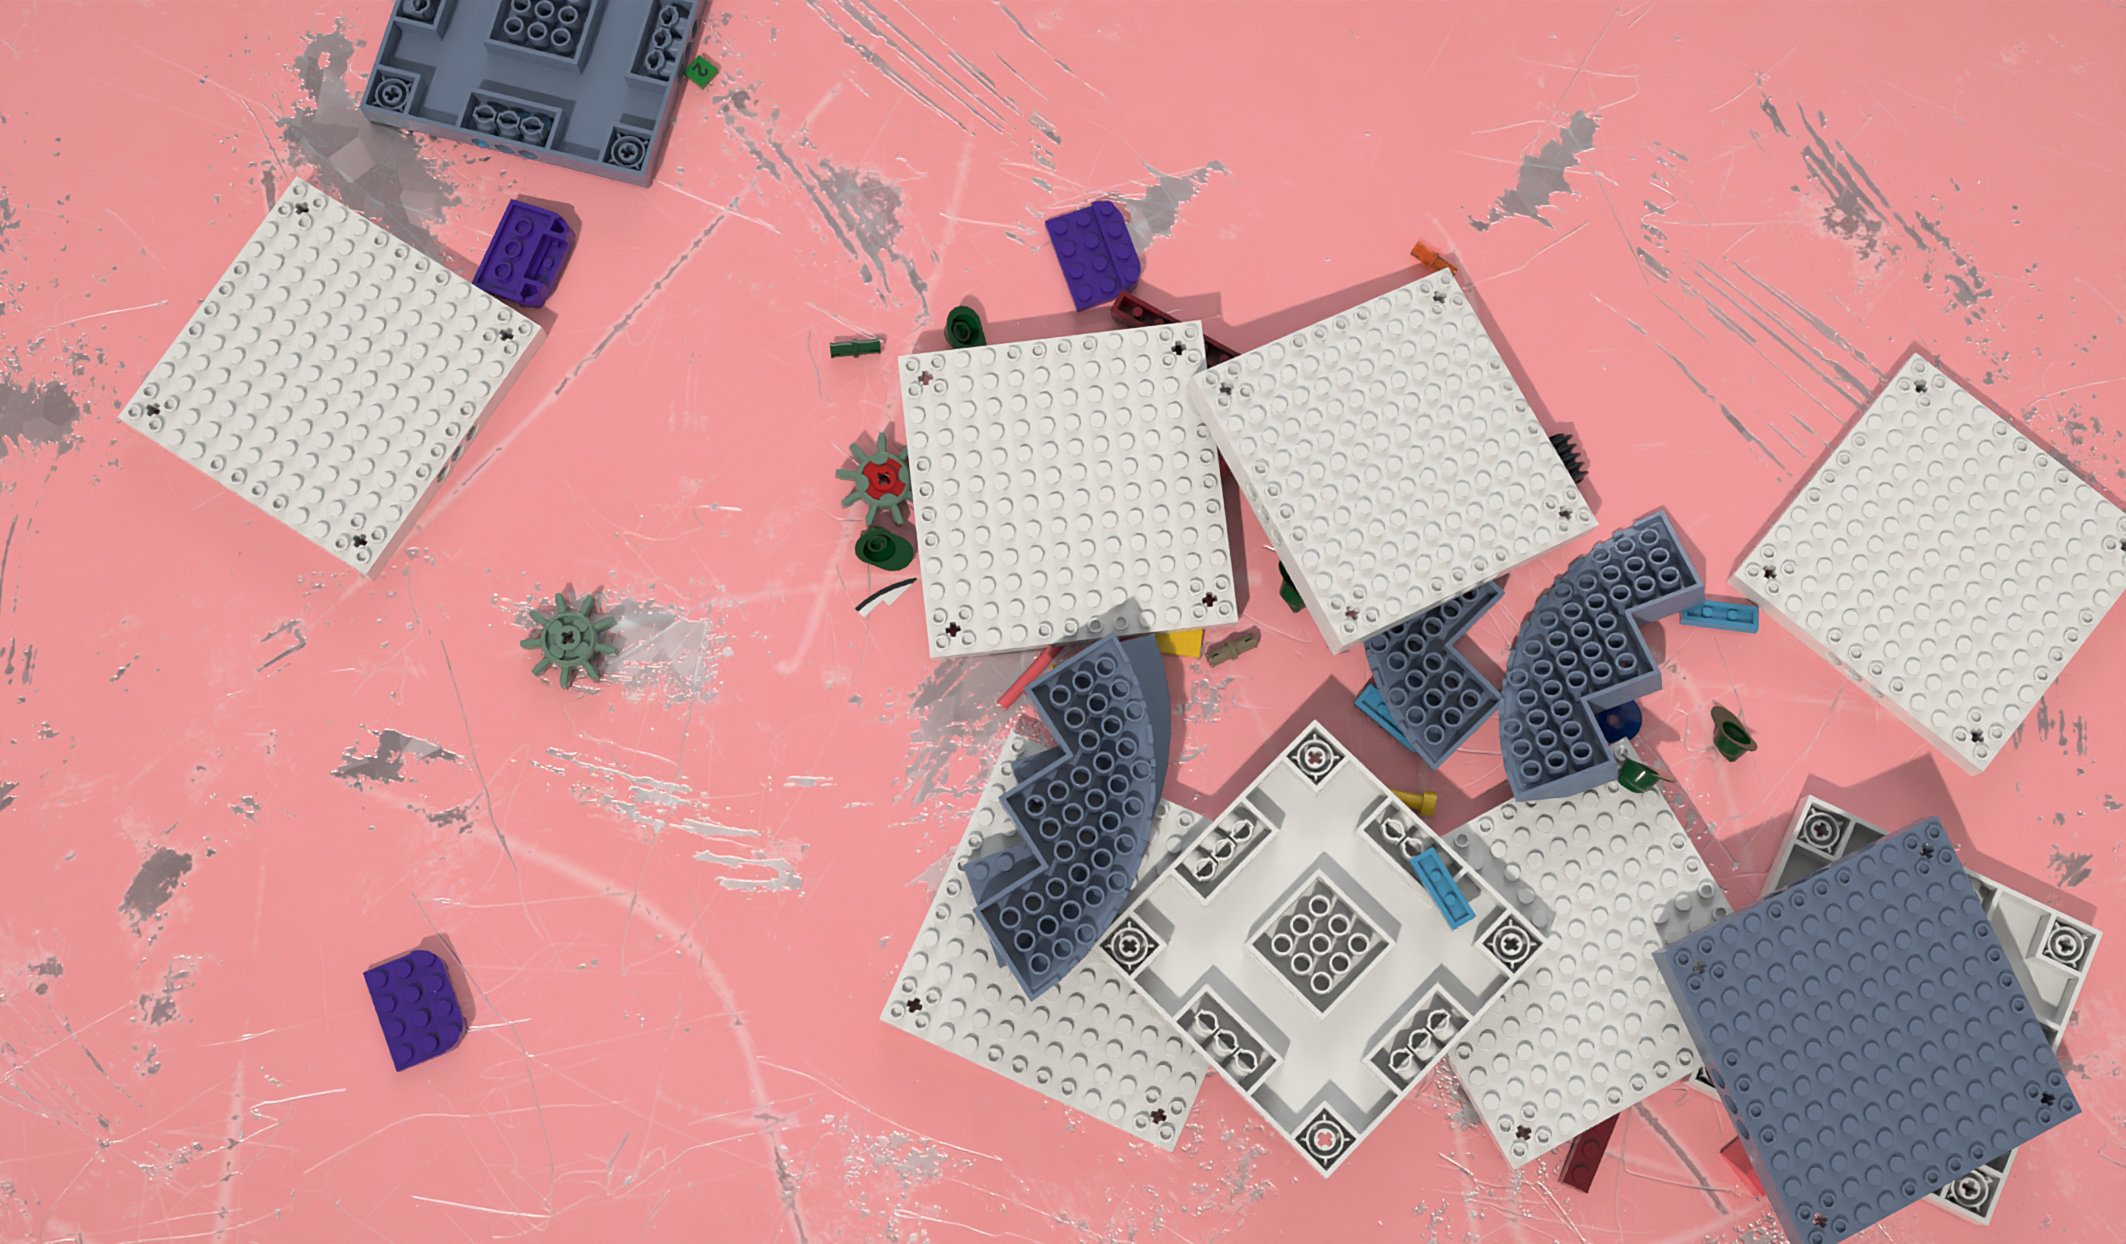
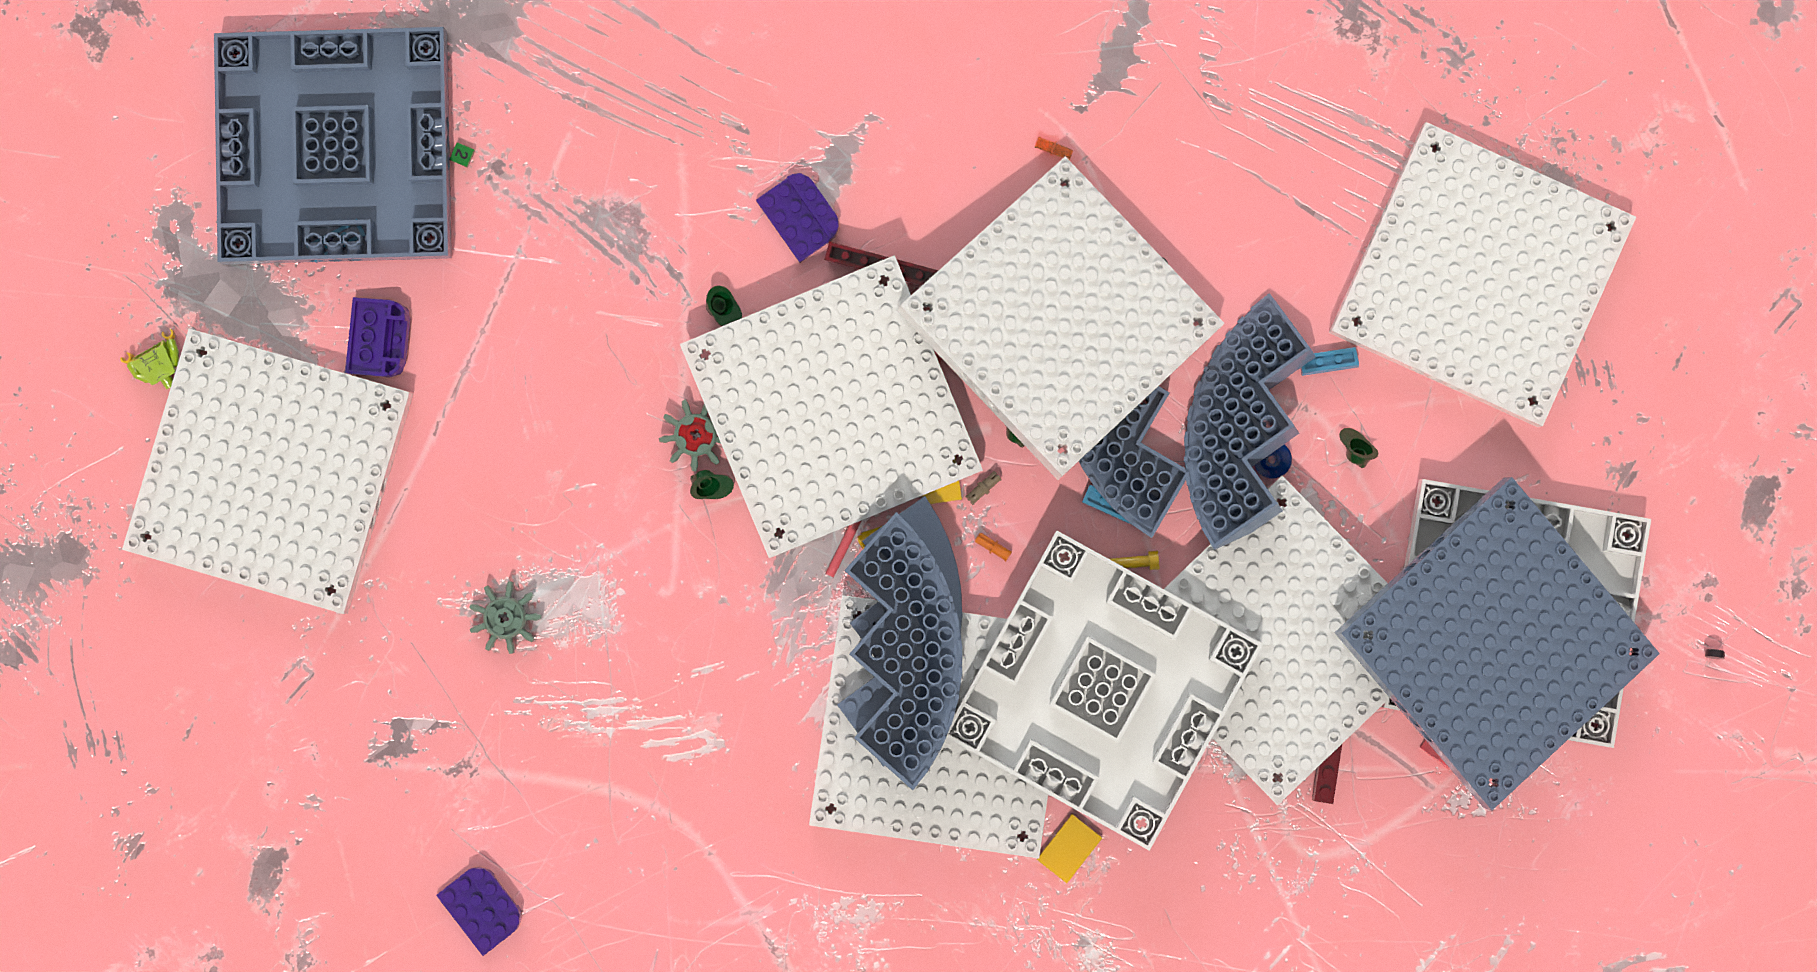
camera: 10 degrees left, 10 degrees up
(242, 207) = (156, 362): none -> lime torso
(855, 348) = (644, 338): dark green pin -> none
(887, 594) = (724, 517): sticker -> none
(1215, 1153) = (1069, 848): none -> yellow tile
(1223, 728) = (993, 546): none -> orange axle
(1442, 888) = (1177, 628): dark azure plate -> none
(1564, 450) = (1189, 275): black piece -> none
(1640, 777) = (1299, 503): dark green piece -> none

